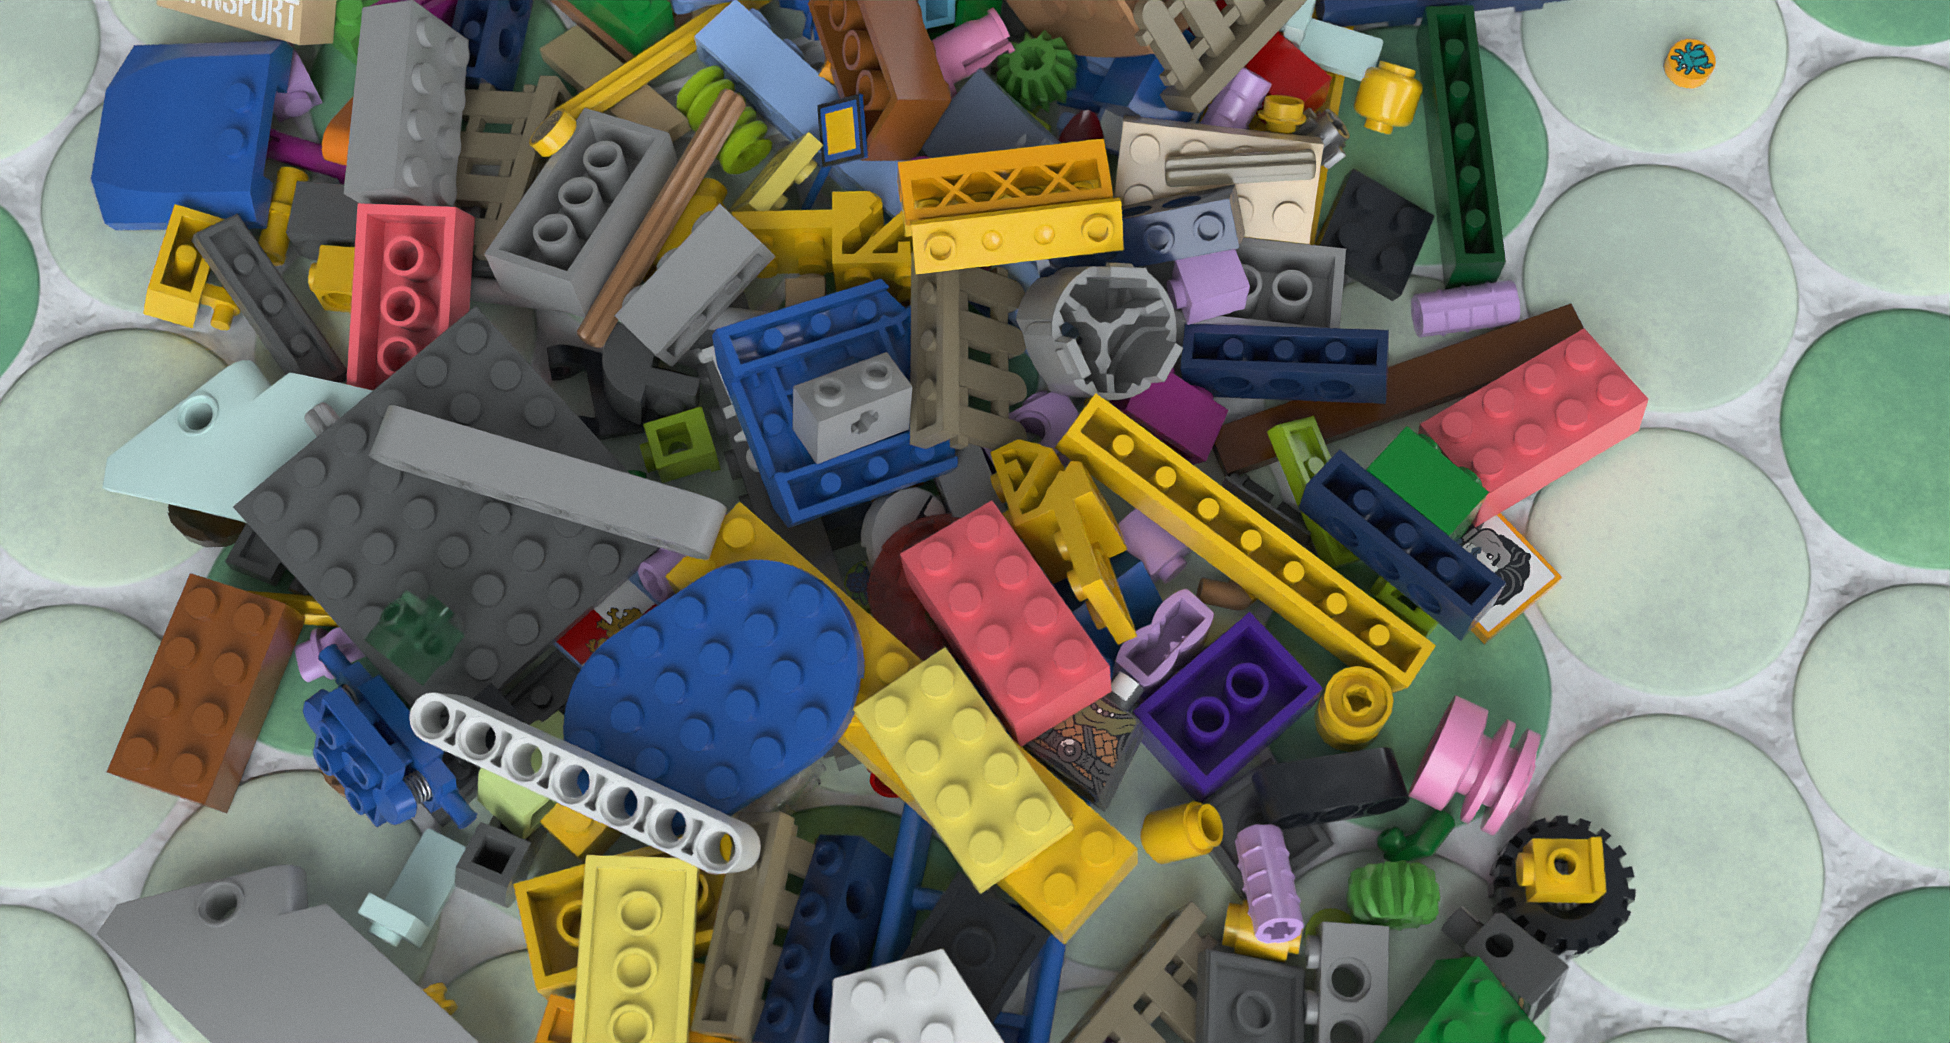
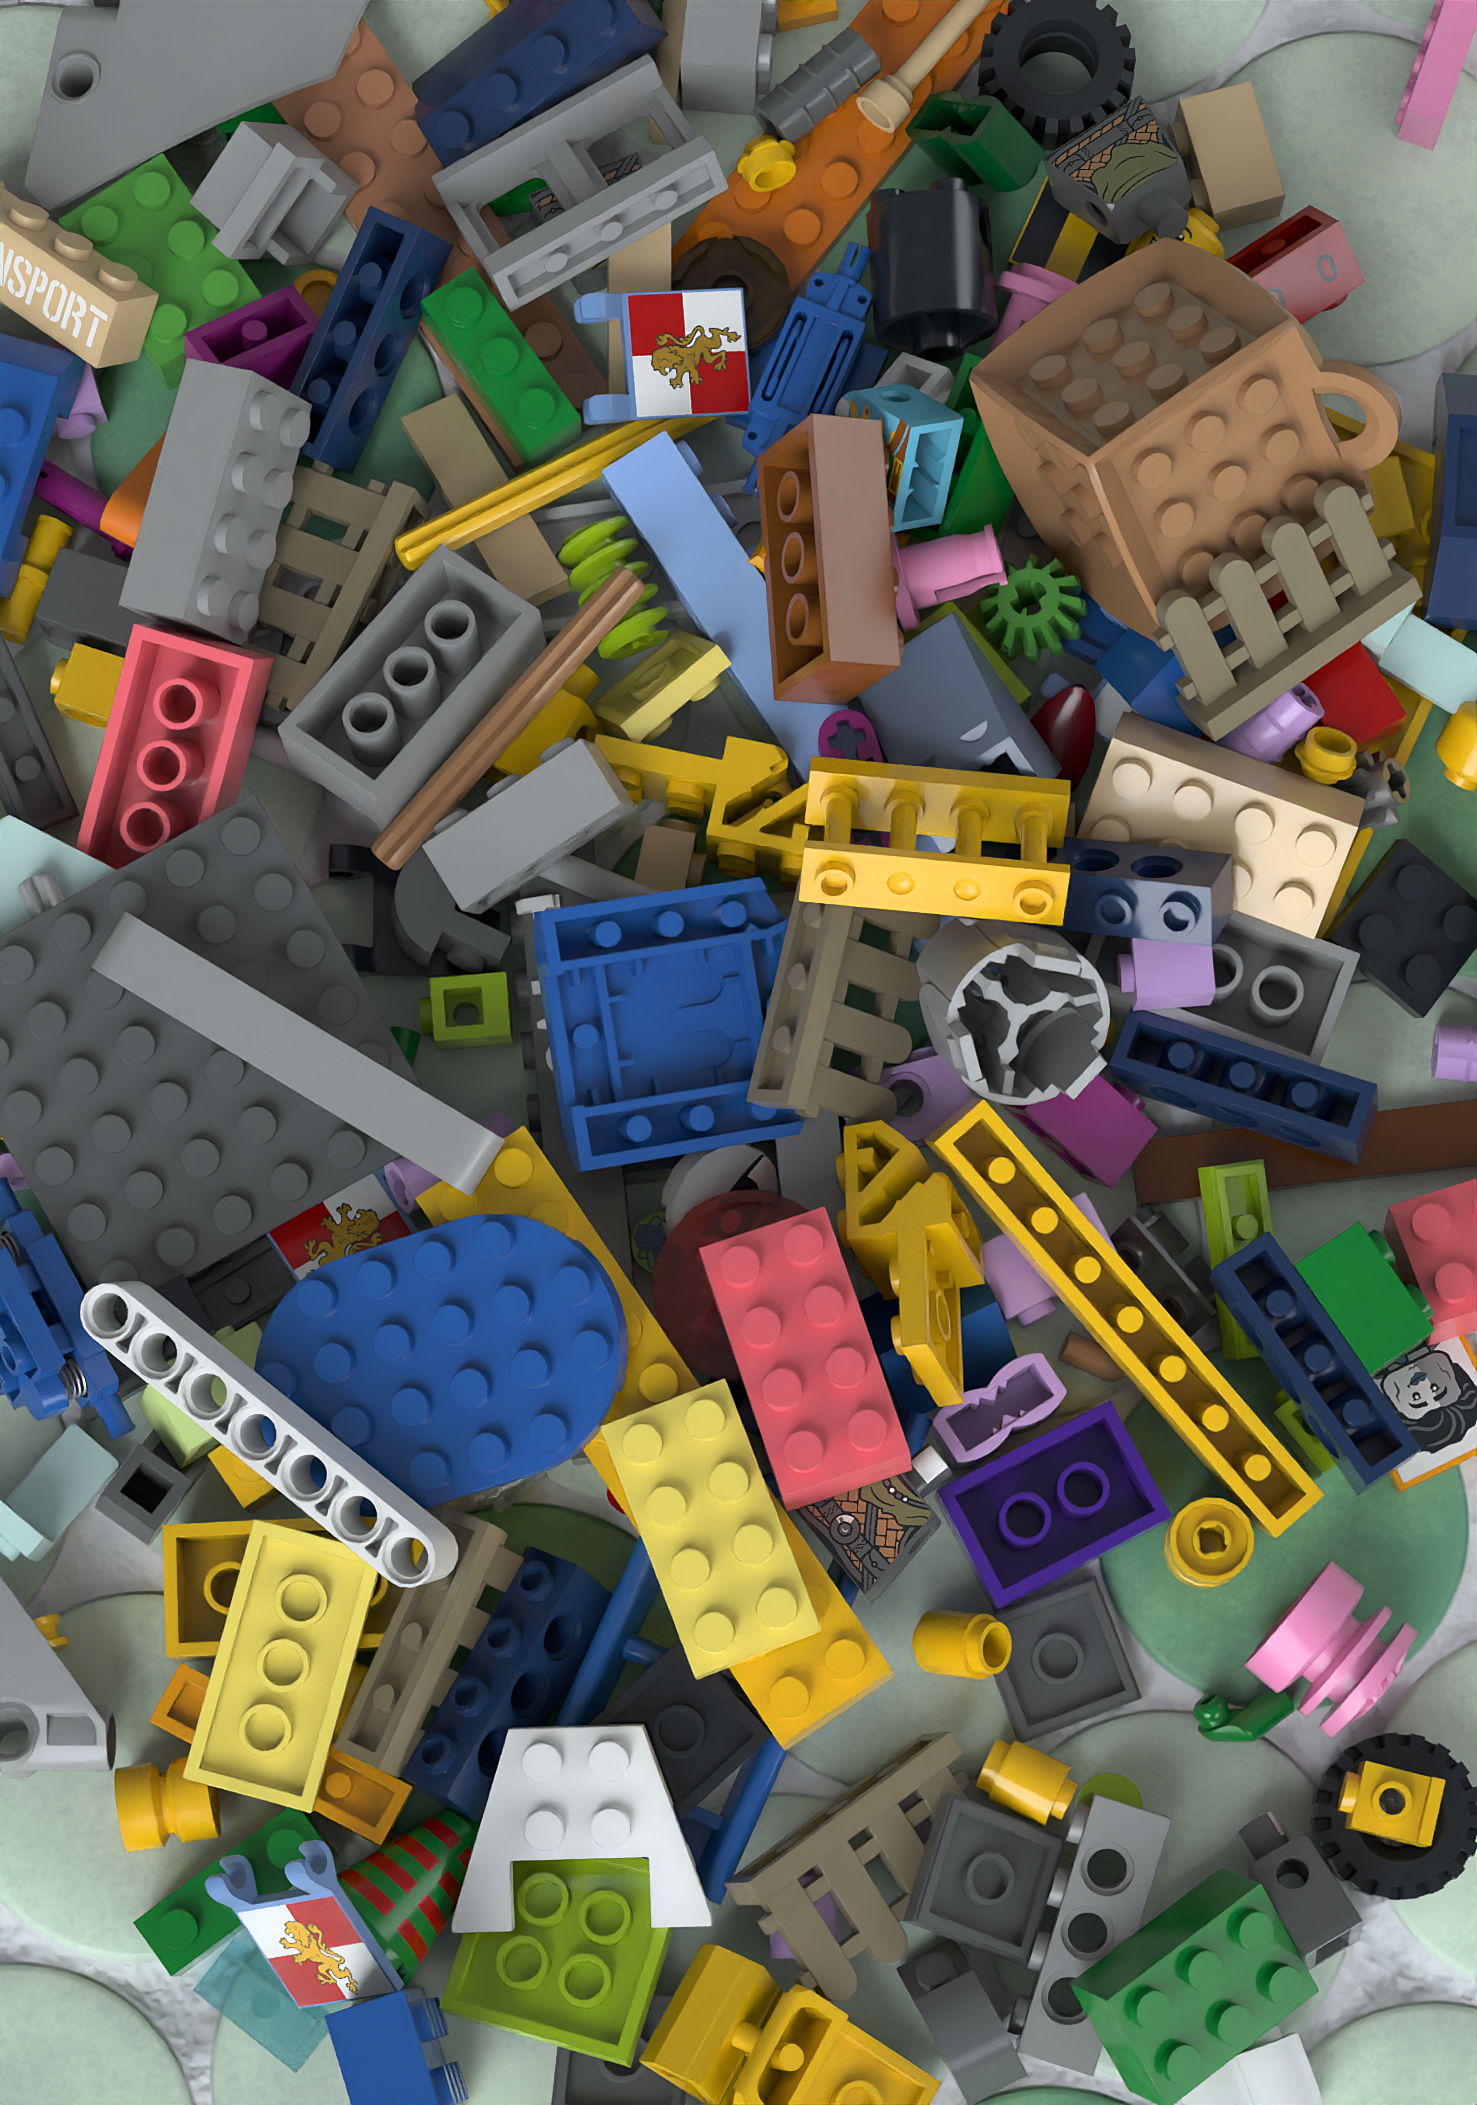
camera: 15 degrees right, 10 degrees up
(415, 635) = (105, 1204): clear green brick -> none
(553, 133) = (394, 574): yellow tile -> none
(842, 136) = (757, 669): piece -> none
(851, 407) = (684, 1044): light grey brick -> none
(1004, 173) = (937, 783): light orange fence -> none
(1240, 168) = (1242, 836): dark tan axle -> none
(1269, 884) = (1045, 1733): lavender axle -> none
(1330, 788) = (1153, 1634): black beam -> none
(1393, 895) = (1190, 1780): bright green gear -> none

